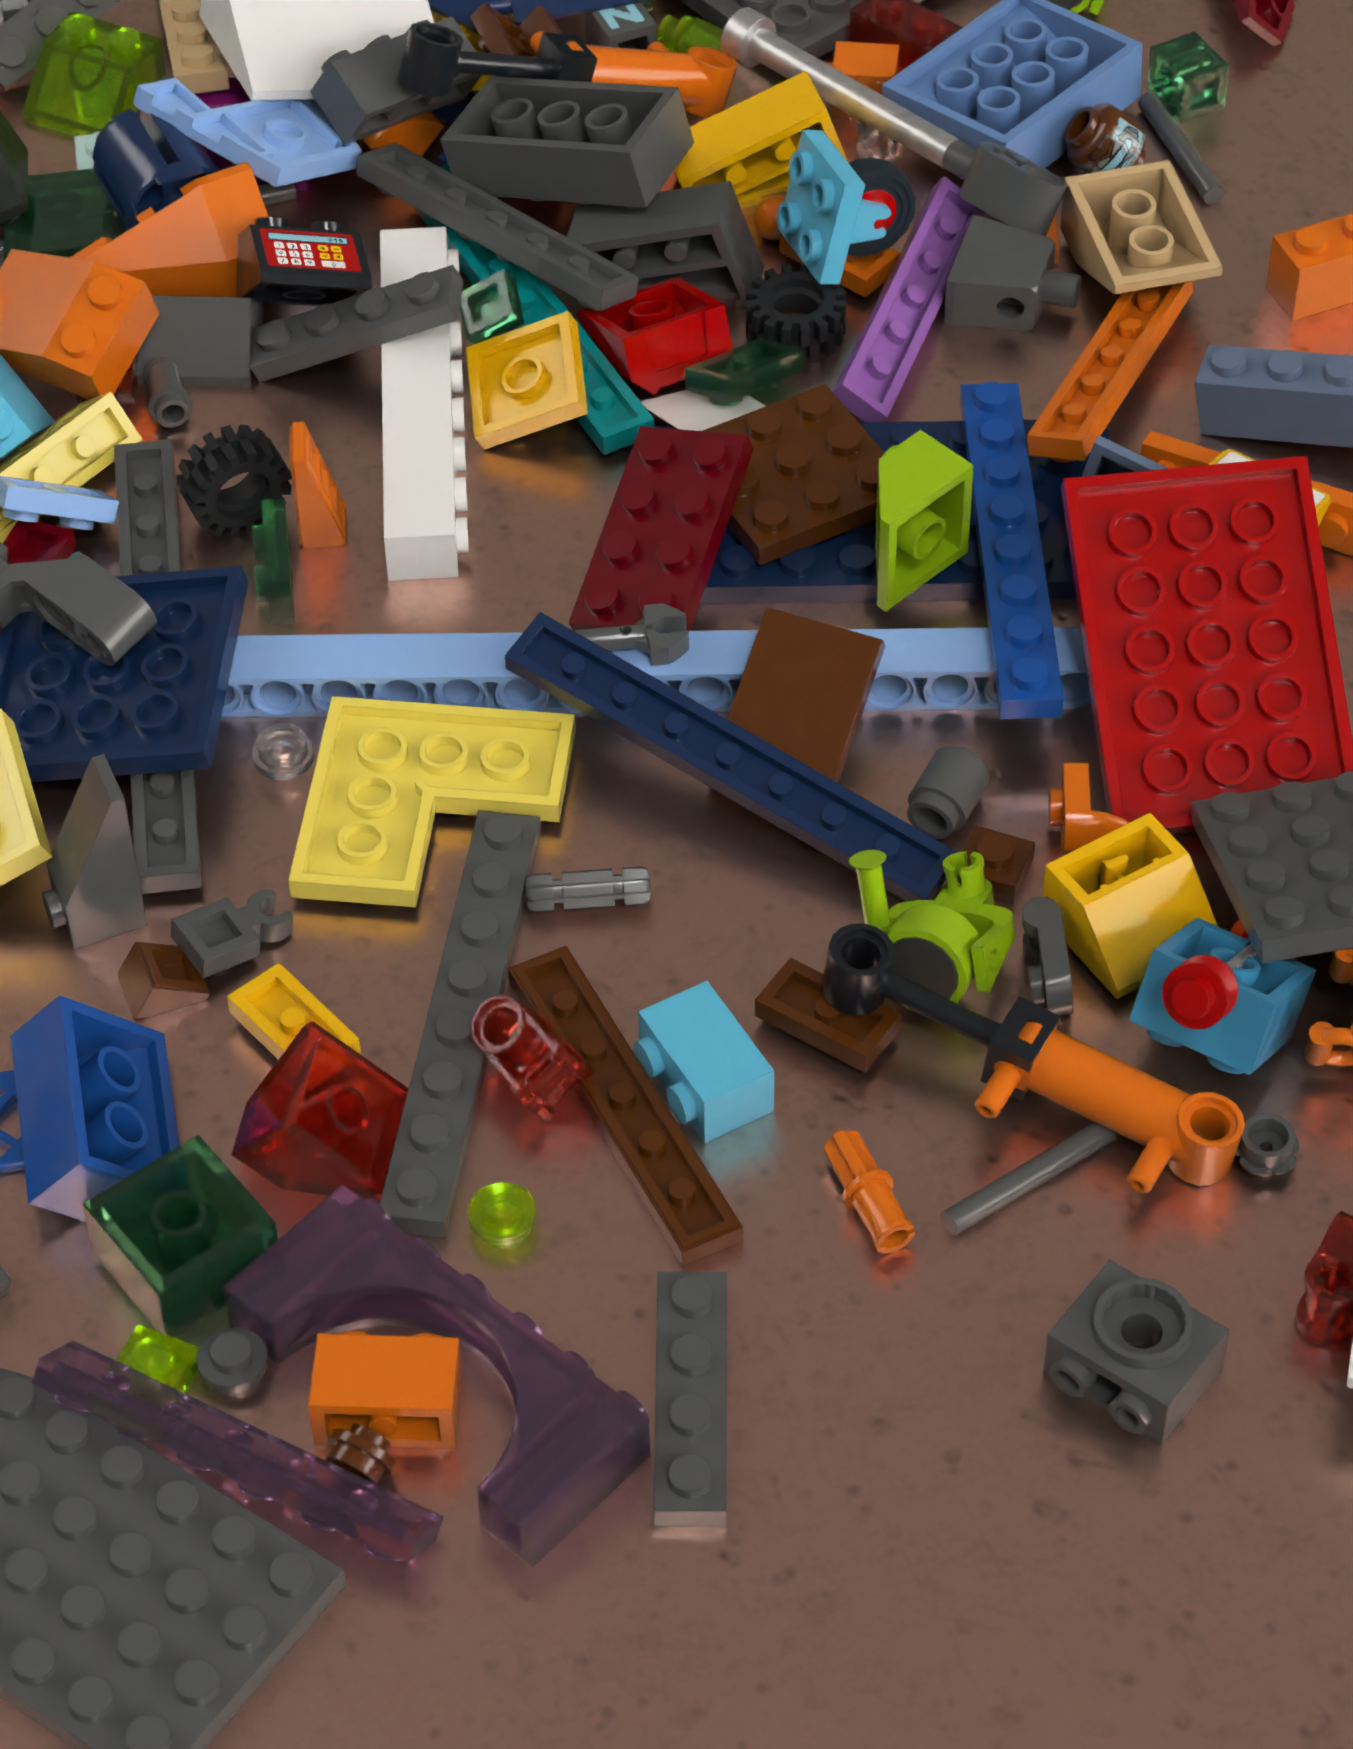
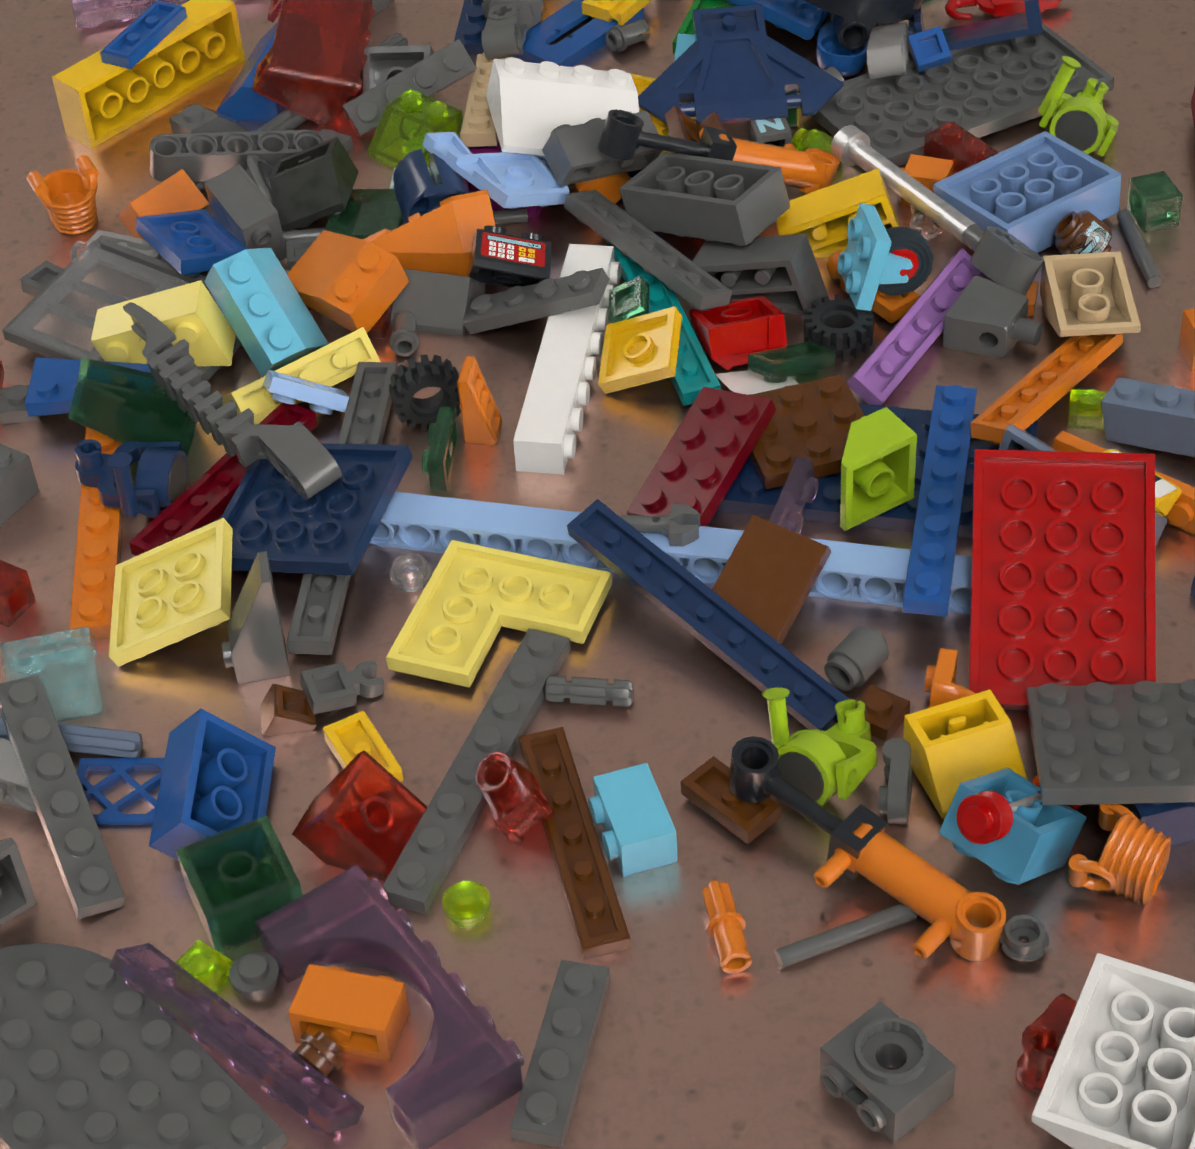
camera: 15 degrees right, 5 degrees down
(813, 559) = (798, 489): none -> clear purple plate
(1168, 393) = (1086, 409): none -> clear neon green plate

